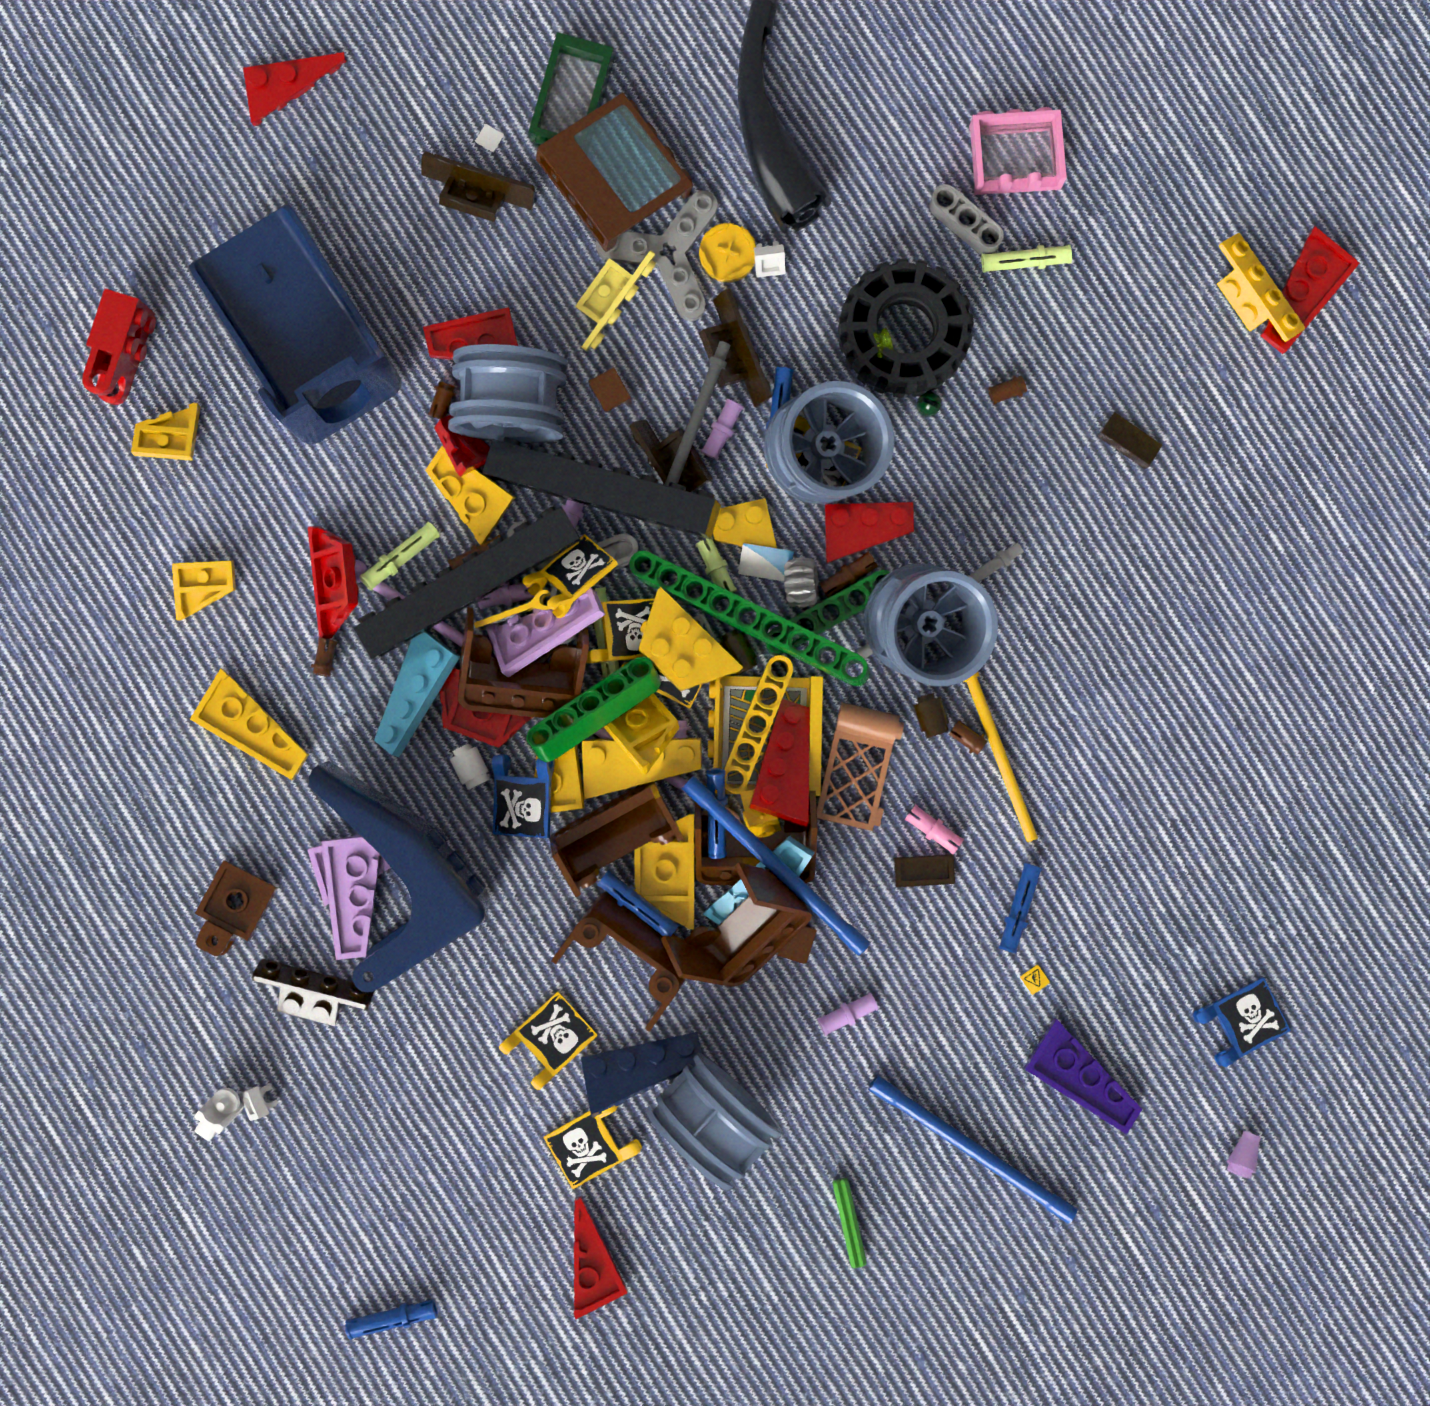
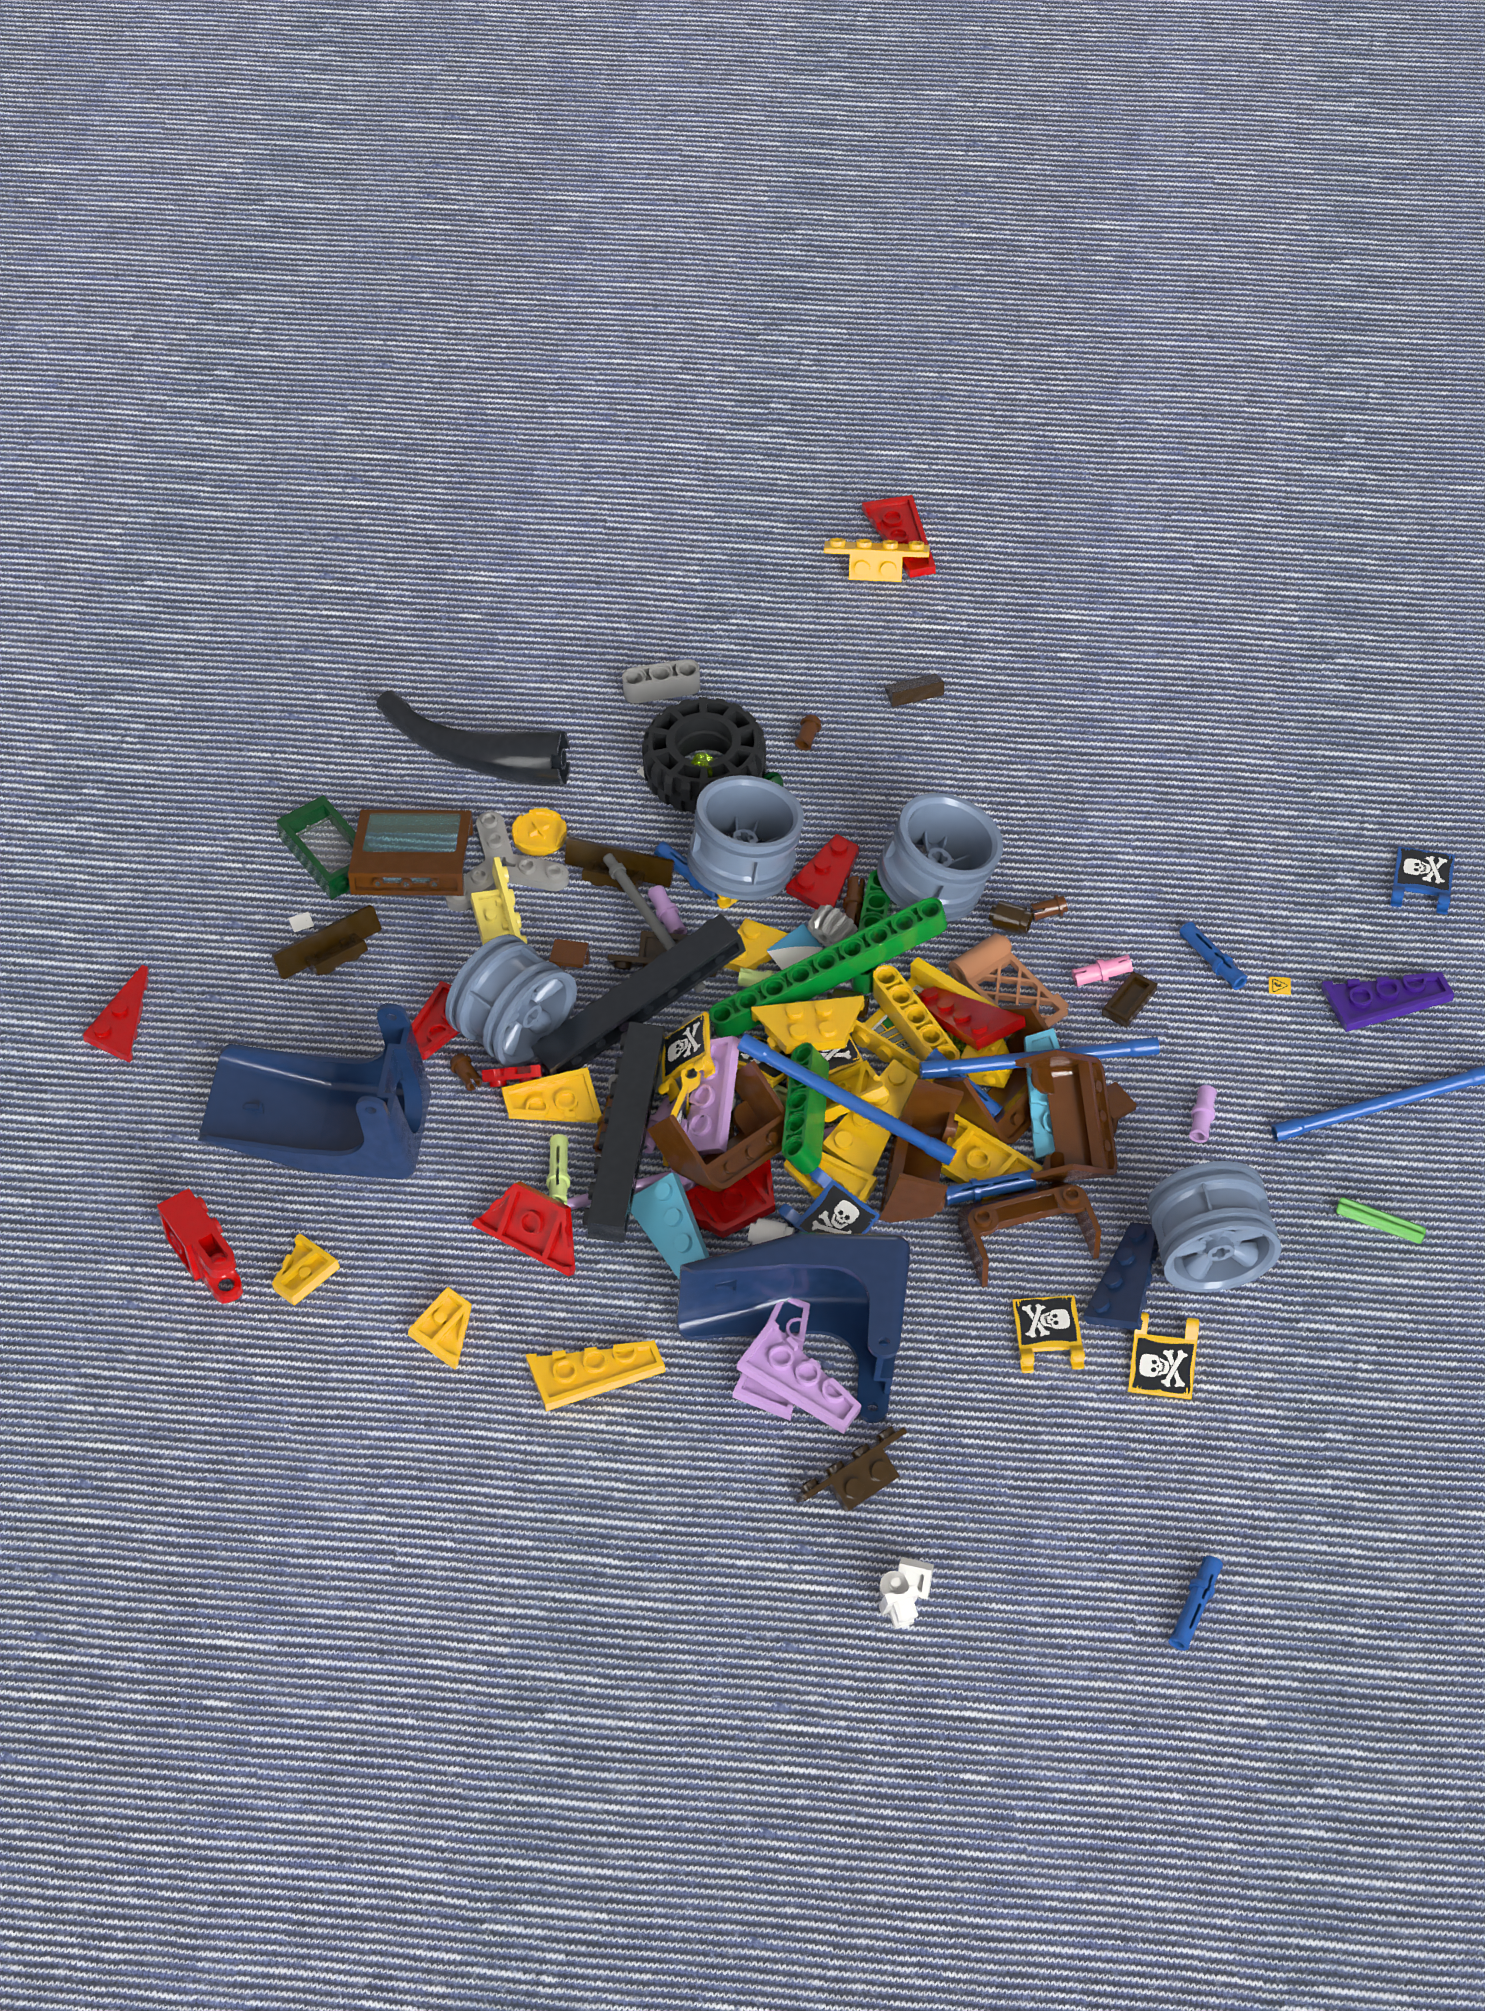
camera: 45 degrees left, 35 degrees down
(226, 921) = (737, 1496): reddish brown plate -> none
(324, 659) = (593, 1285): reddish brown pin -> none
(595, 1271) = (1276, 1421): red wing -> none
(597, 650) = (930, 1145): none -> blue piece
(769, 260) = (572, 806): white tile -> none
(1001, 757) = (1004, 880): yellow bar -> none
(1017, 151) = (643, 624): window -> none
(1060, 254) = (739, 647): yellowish green pin -> none

